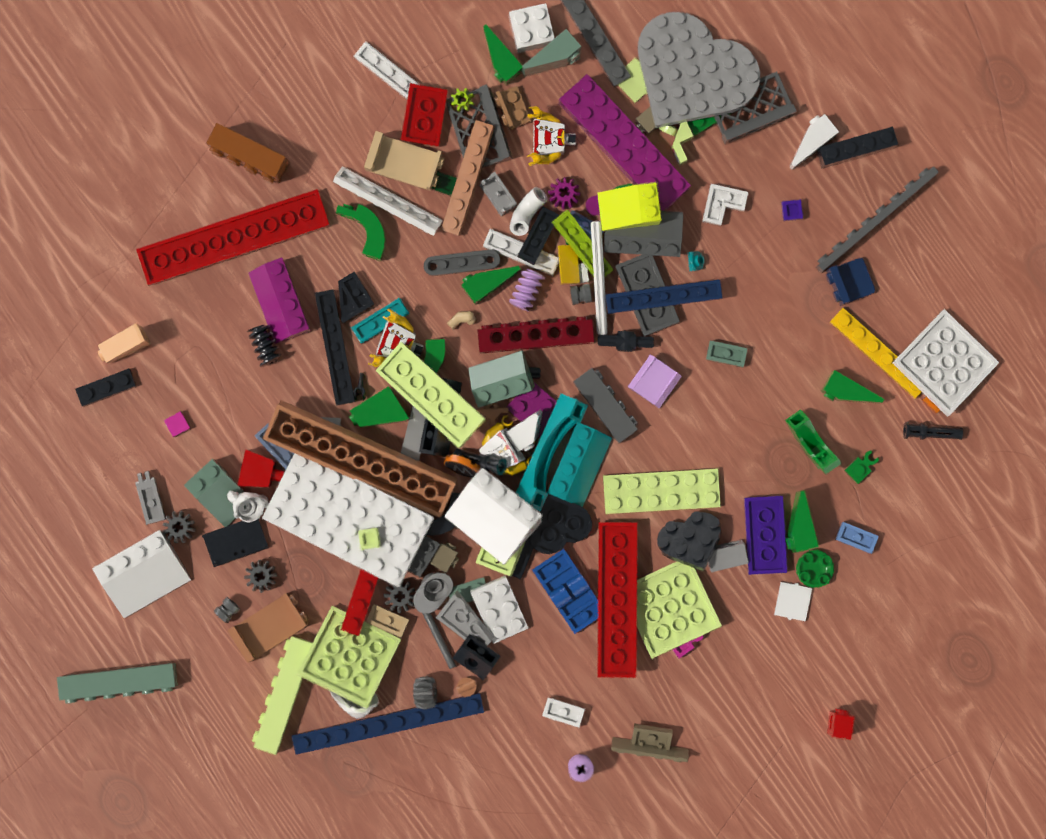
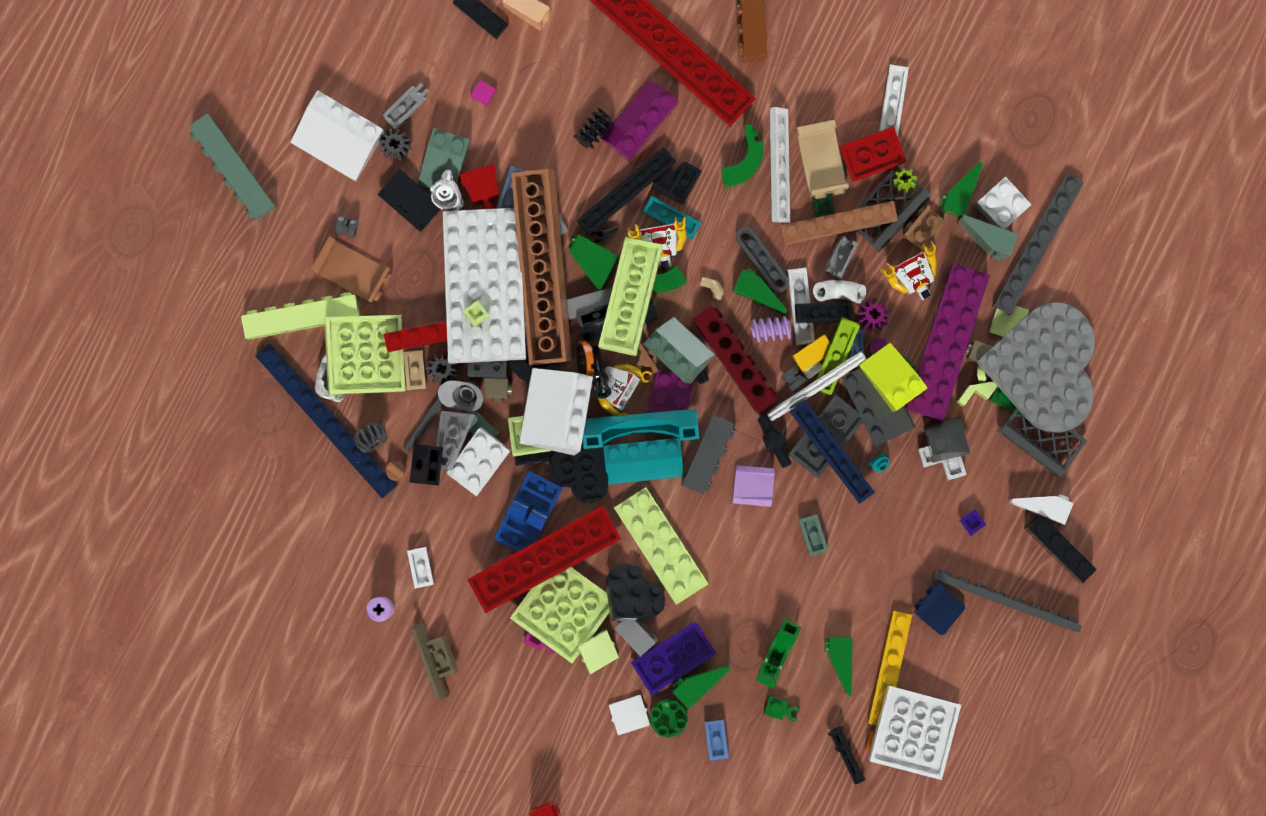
camera: 60 degrees right, 0 degrees up
(263, 582) = (397, 234): dark grey gear -> none
(525, 432) = (645, 398): white slope -> none
(708, 192) = (946, 440): none -> dark grey slope
(723, 597) = (598, 651): none -> yellowish green piece

